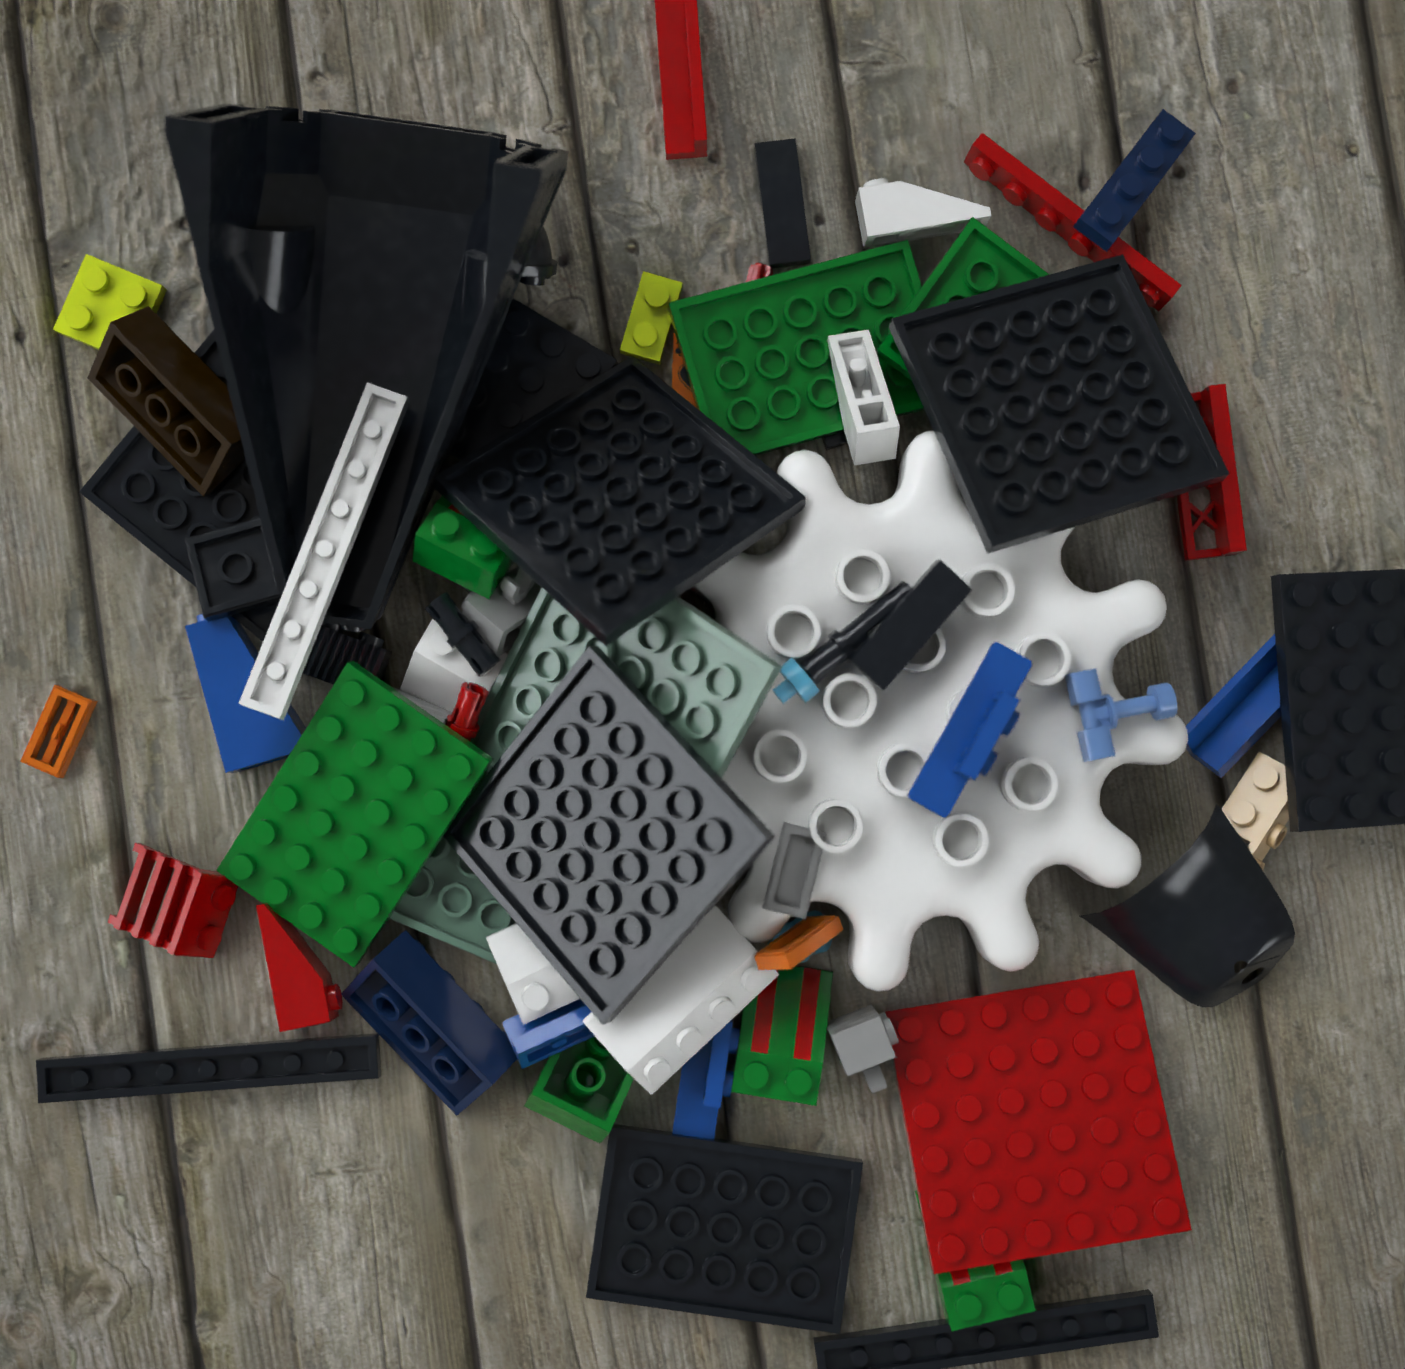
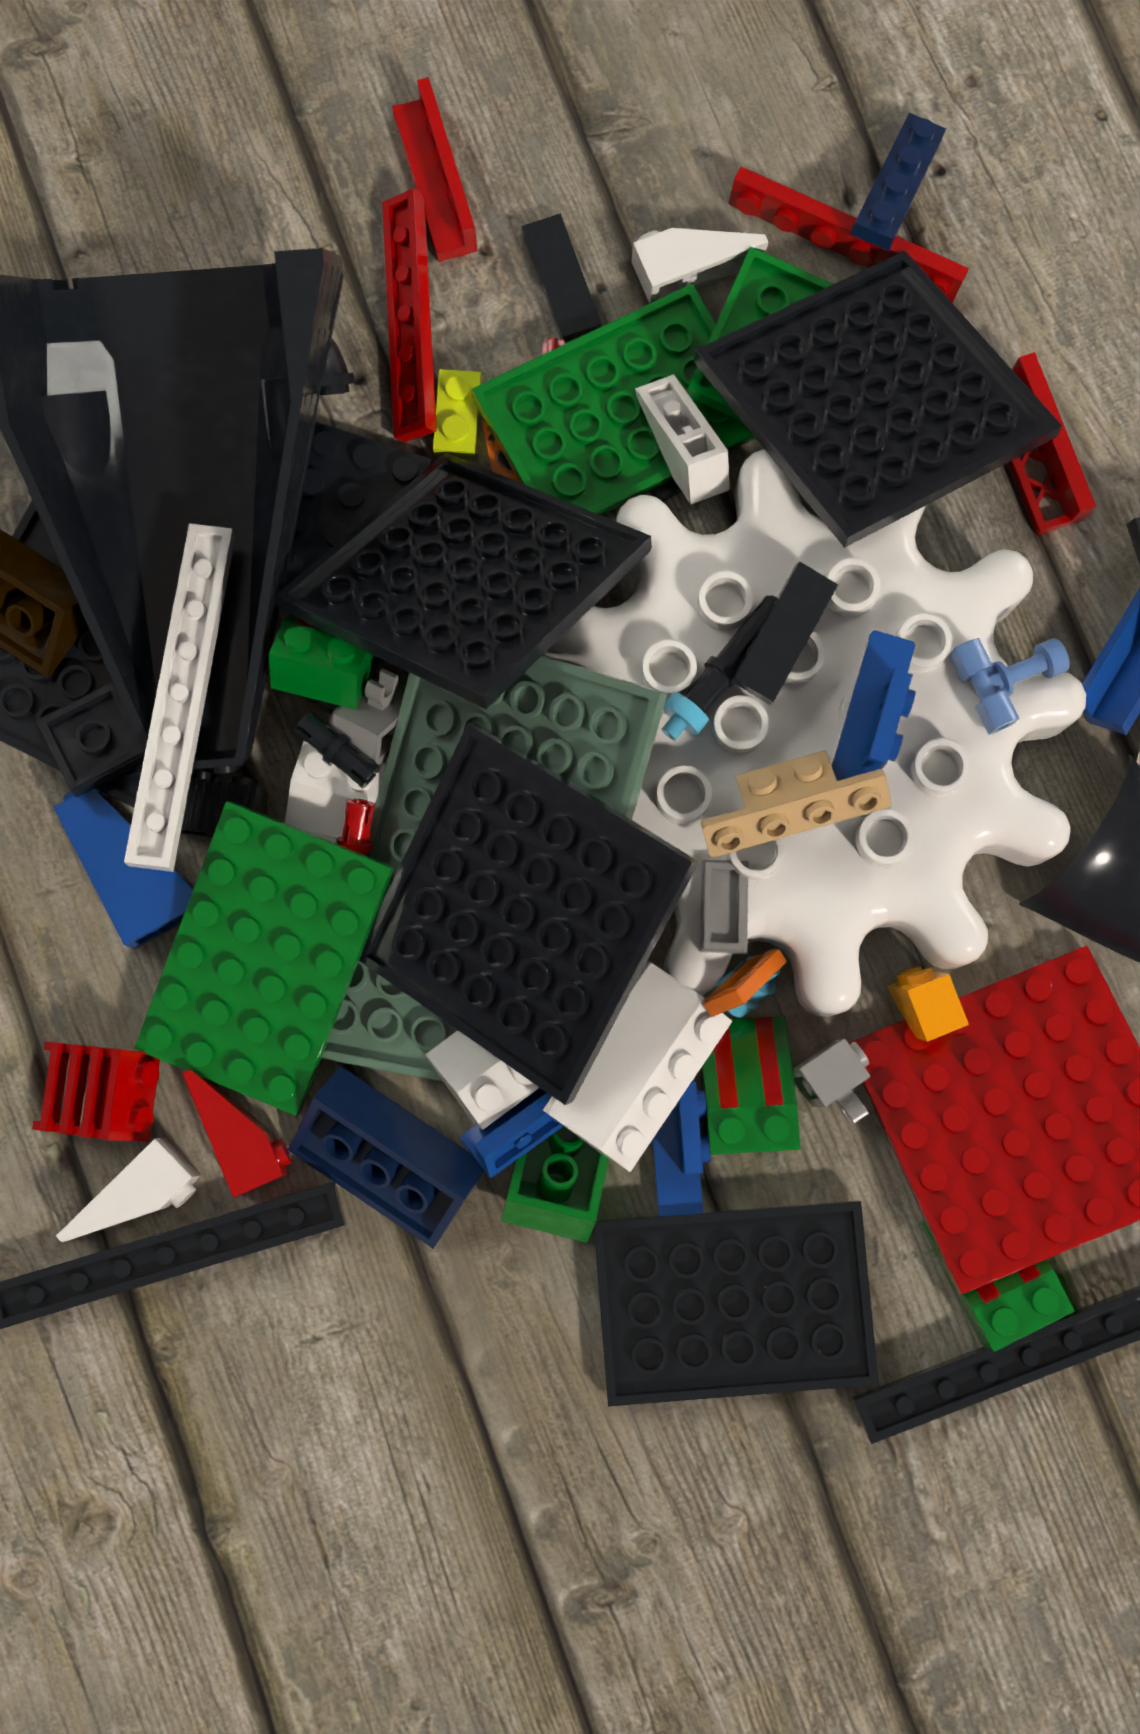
camera: 10 degrees left, 5 degrees down
(197, 1004) = (144, 1186): none -> white slope
(625, 210) = (409, 316): none -> red plate
(879, 788) = (793, 800): none -> tan bracket
(968, 994) = (927, 1002): none -> light orange slope

